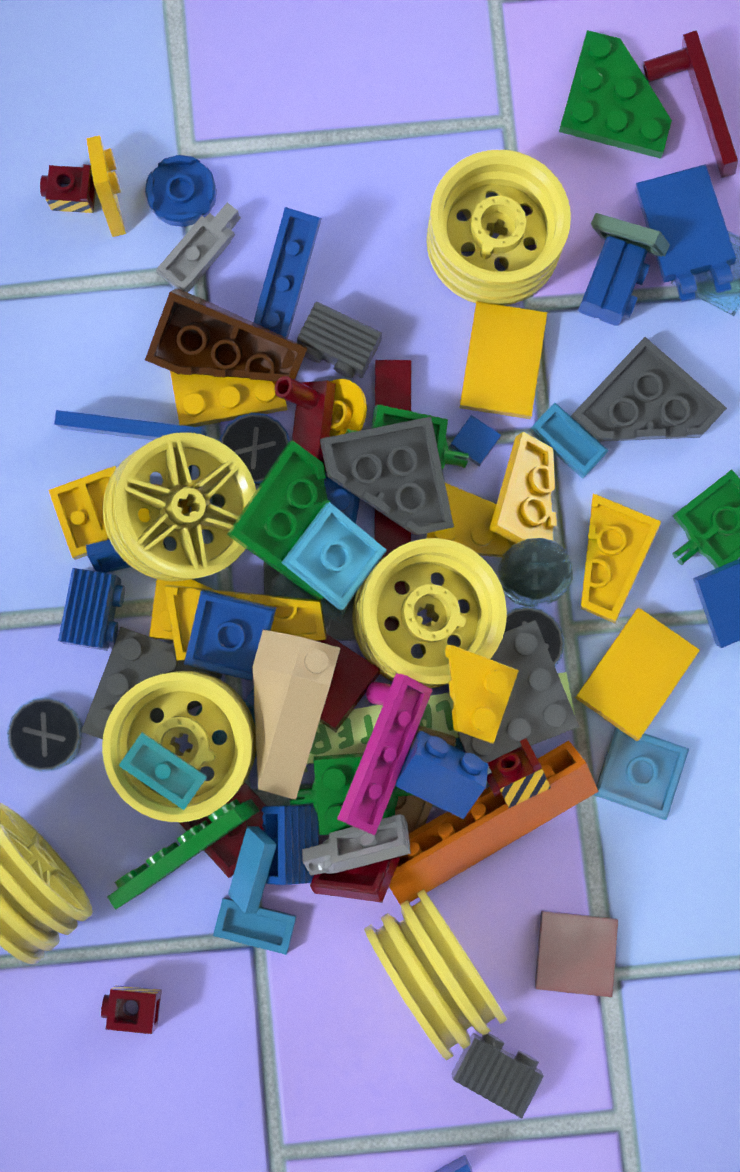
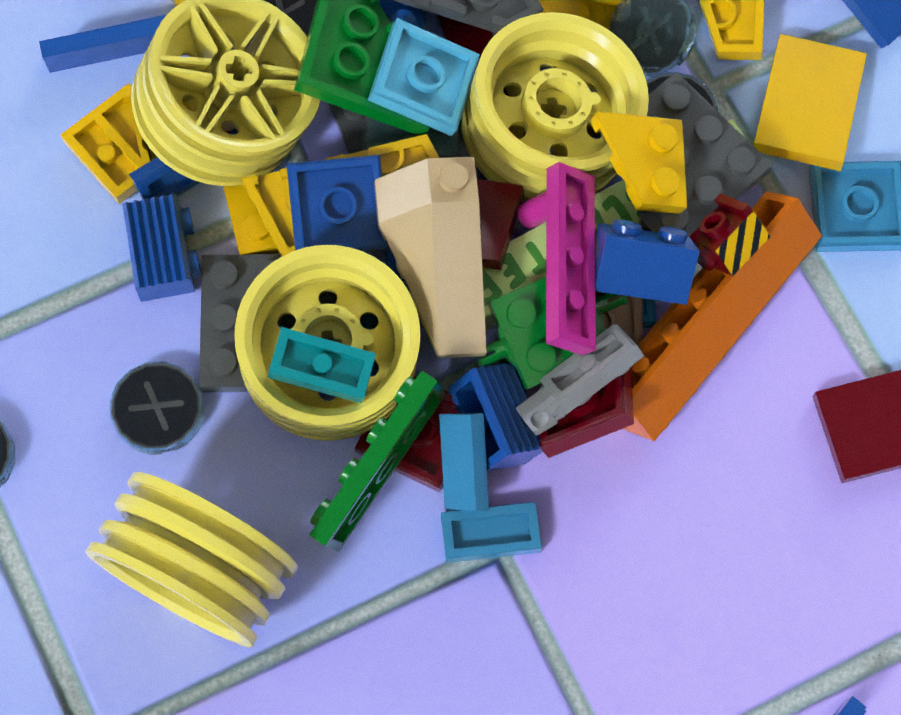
camera: 25 degrees left, 10 degrees down
(118, 1017) = (391, 659): dark red brick -> none
(434, 975) = (729, 479): light yellow wheel -> none
(497, 1074) = (842, 588): dark grey brick -> none

